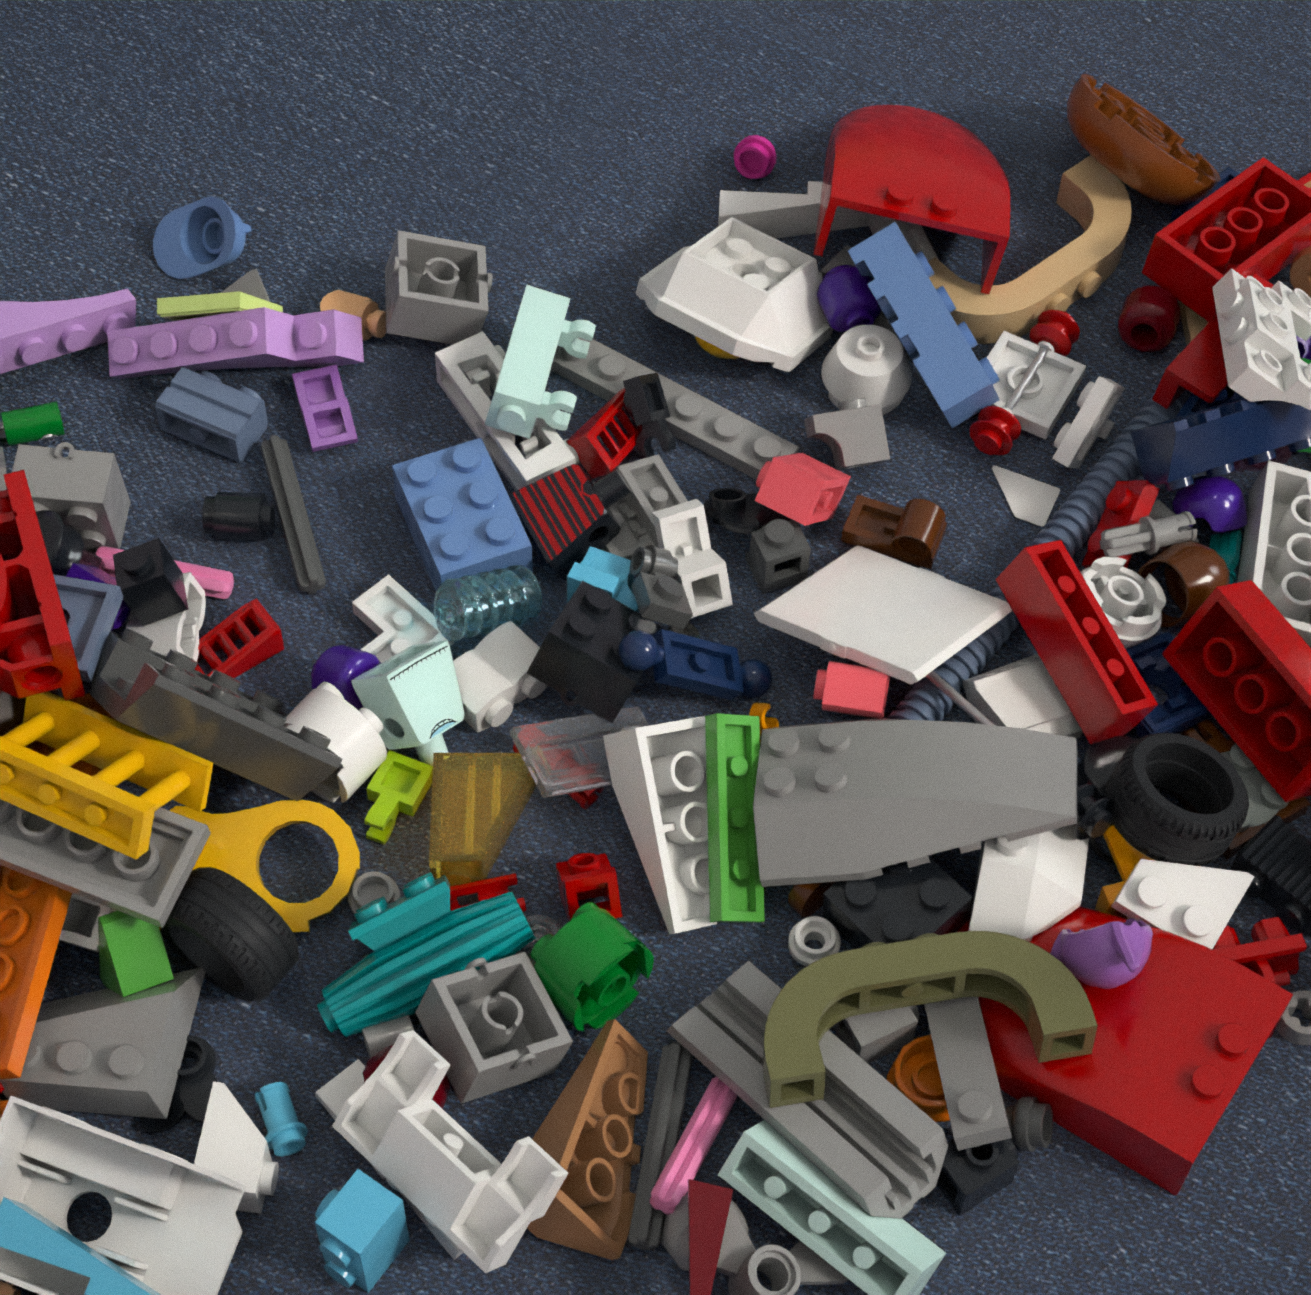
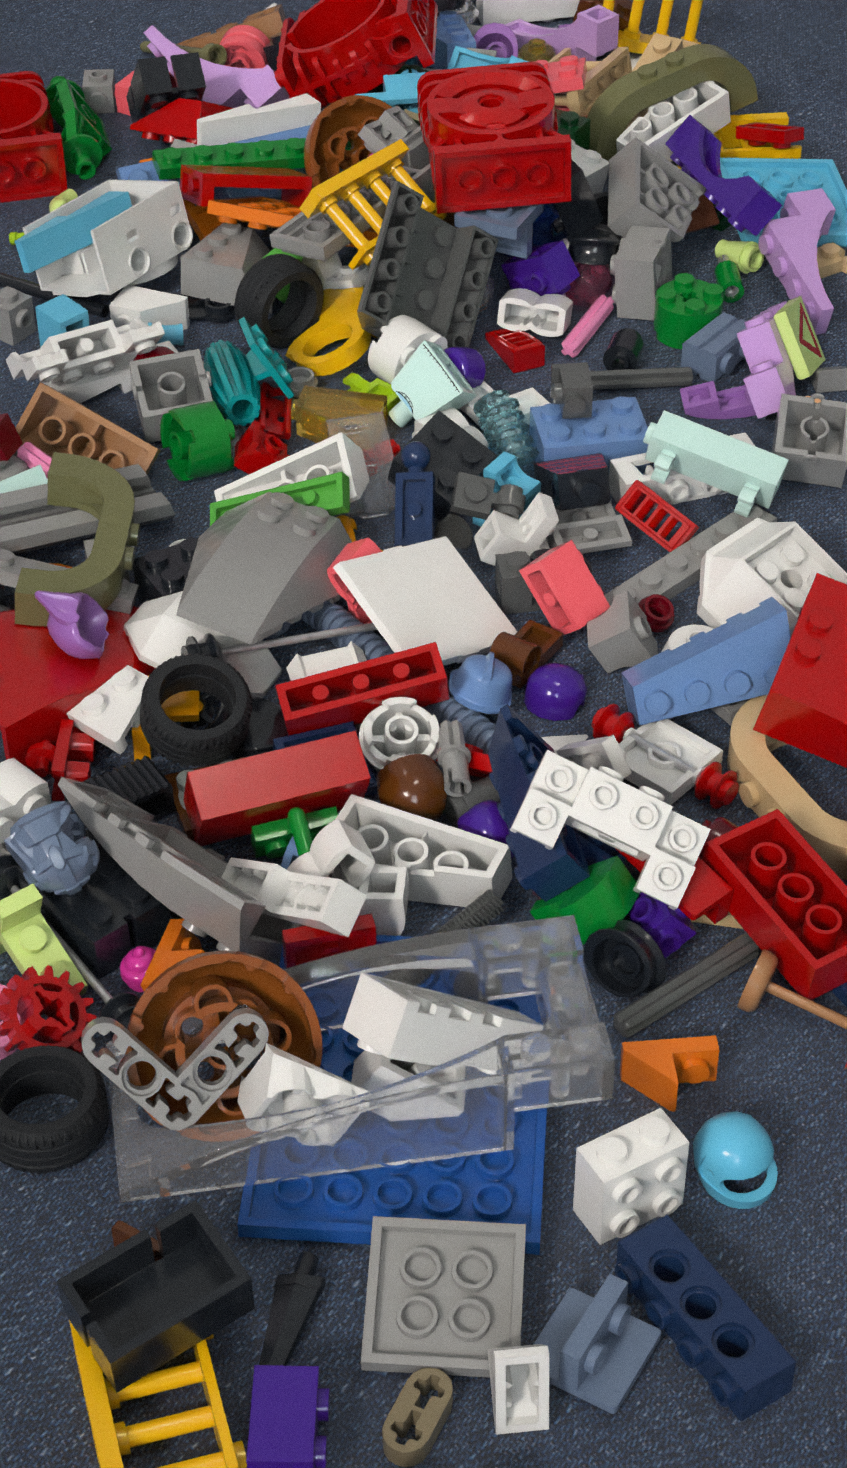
camera: 105 degrees right, 15 degrees down
(146, 444) = (685, 308): none -> green brick
(150, 582) = (549, 278): black brick -> none
(440, 506) = (572, 389): none -> dark grey brick
(648, 407) = (671, 528): black plate -> none
(782, 418) = (658, 612): none -> dark red plate
(952, 490) = (555, 692): none -> dark purple hair
(980, 550) = (482, 684): none -> medium blue piece

